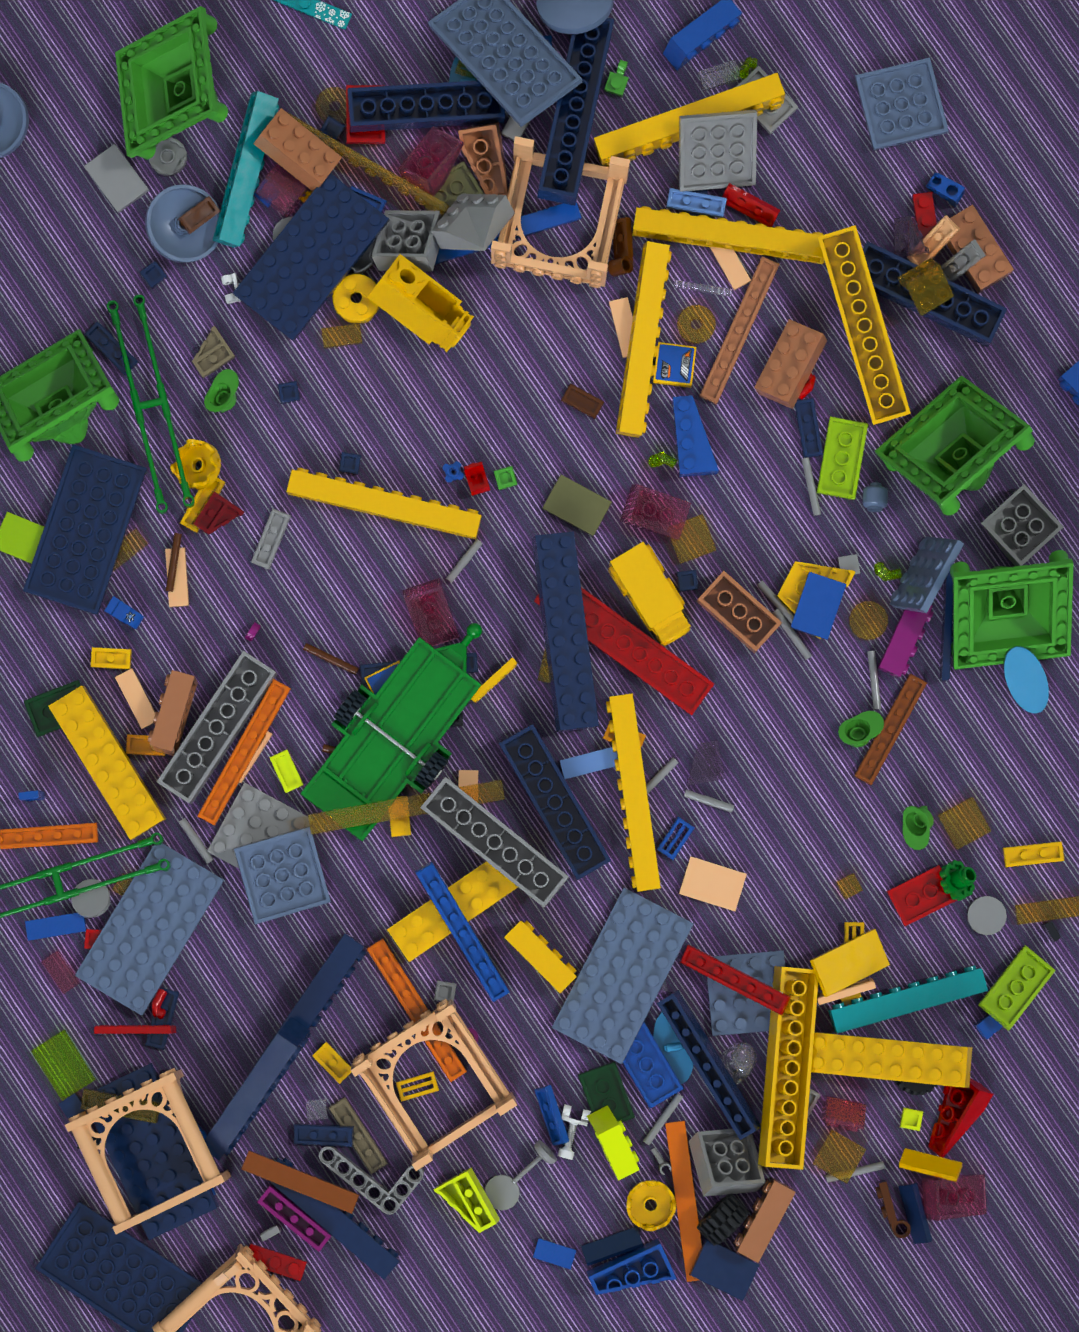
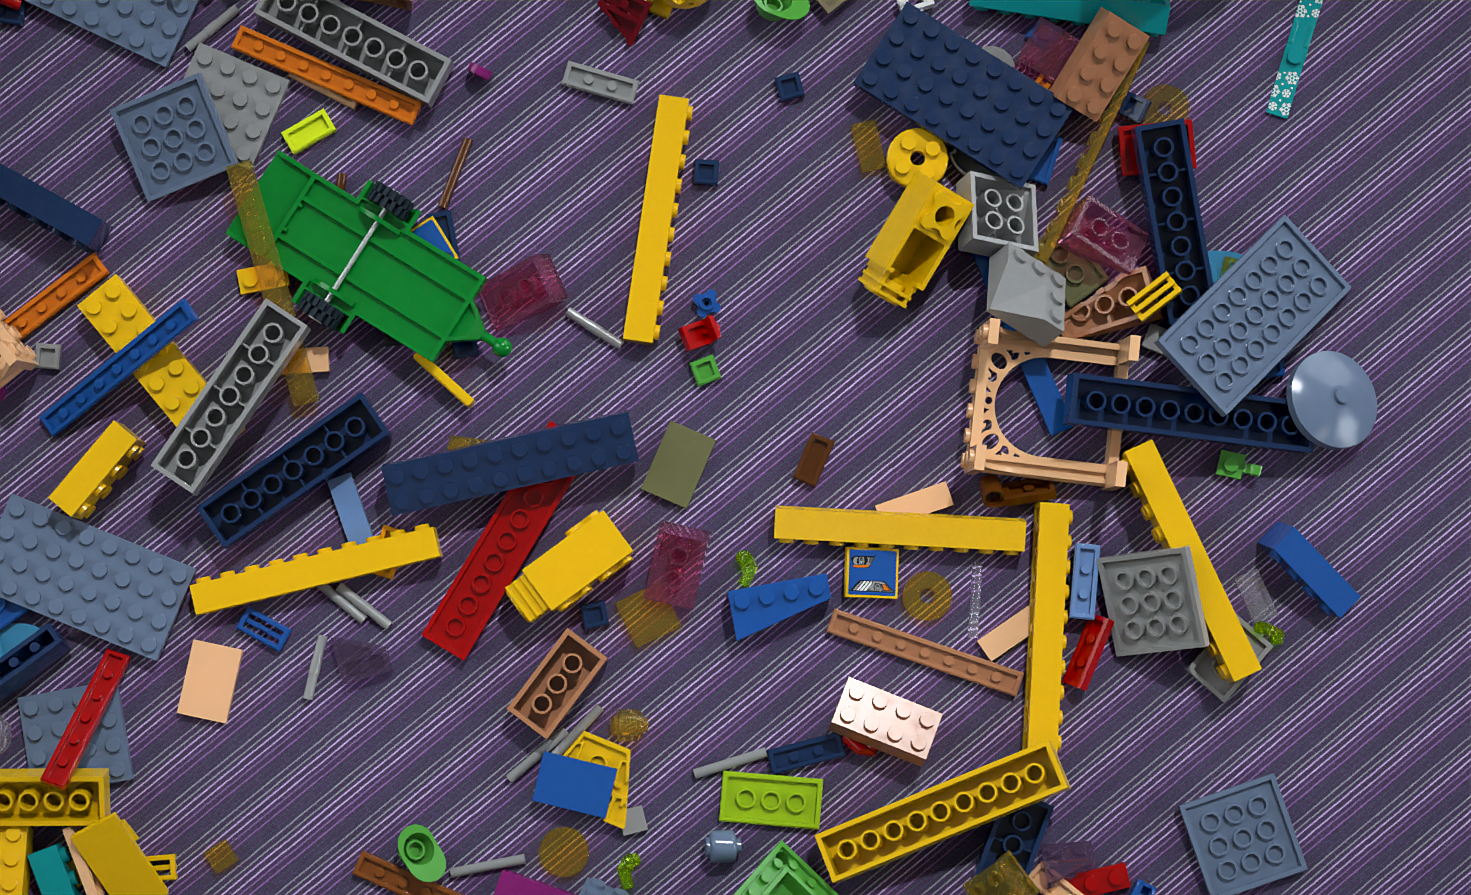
camera: 85 degrees right, 0 degrees up
(475, 111) = (1139, 296): none -> yellow tile
(665, 759) = (364, 606): none -> light grey piece
(775, 561) = (628, 725): none -> clear yellow head

